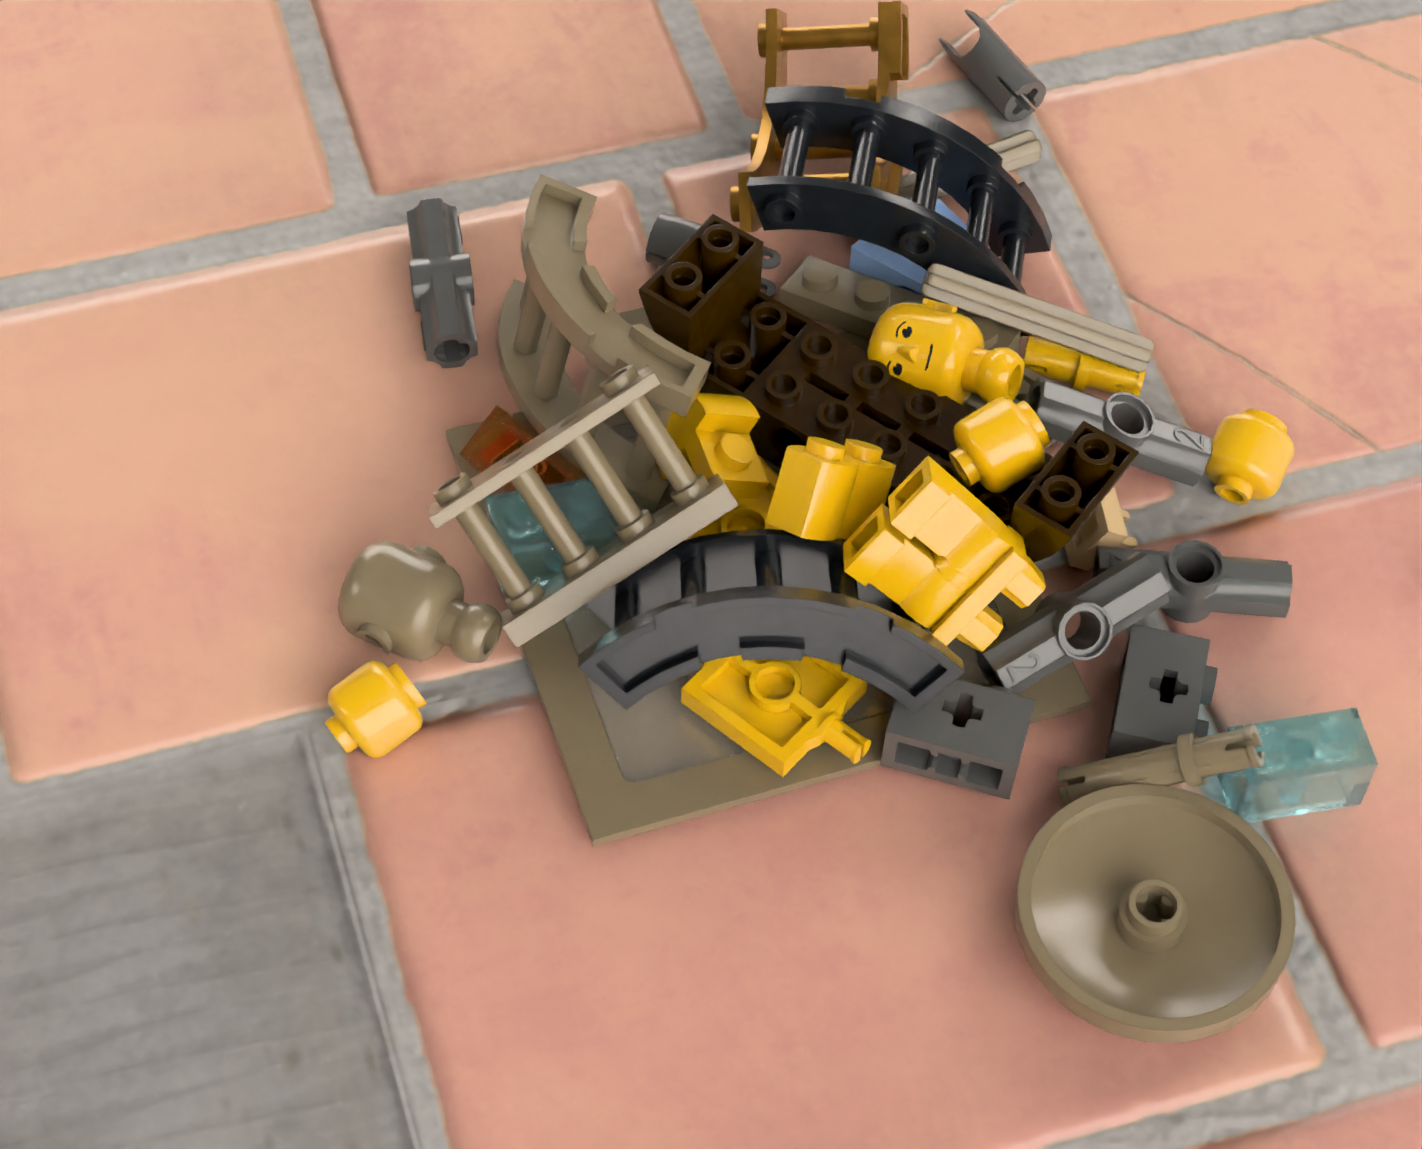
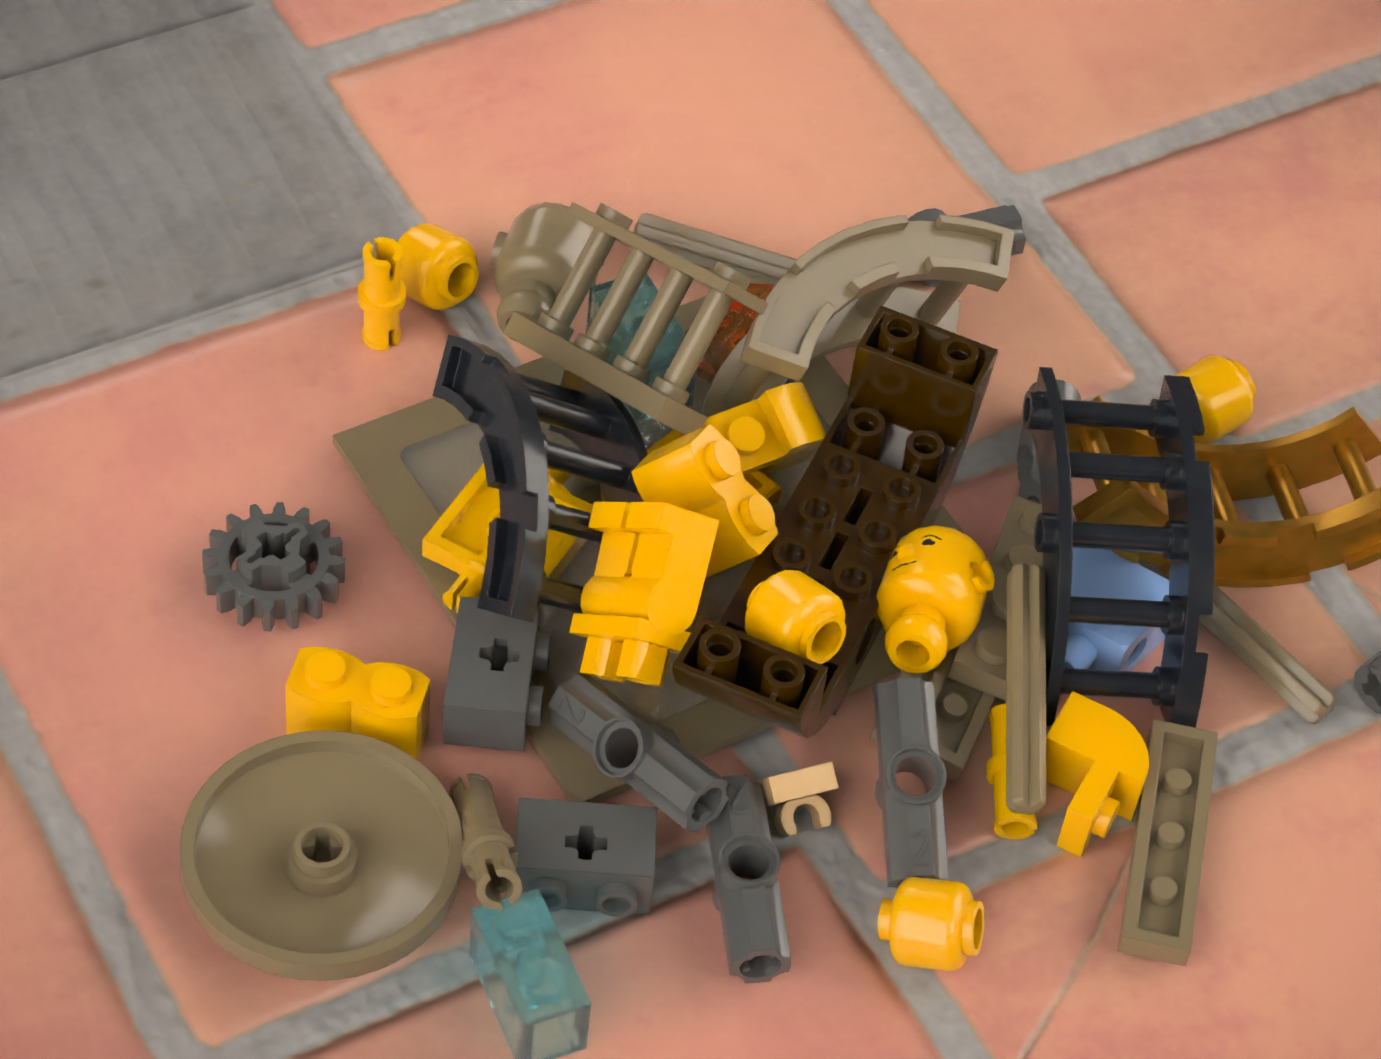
camera: 75 degrees right, 5 degrees down
(414, 443) = (709, 248): none -> dark tan axle
(432, 750) = (382, 293): none -> yellow pin
(687, 124) = (1223, 394): none -> yellow head
(774, 938) = (273, 566): none -> dark grey gear
(968, 860) = (372, 699): none -> yellow brick
(1103, 292) = (1098, 761): none -> yellow brick
(1166, 278) = (1168, 844): none -> dark tan plate

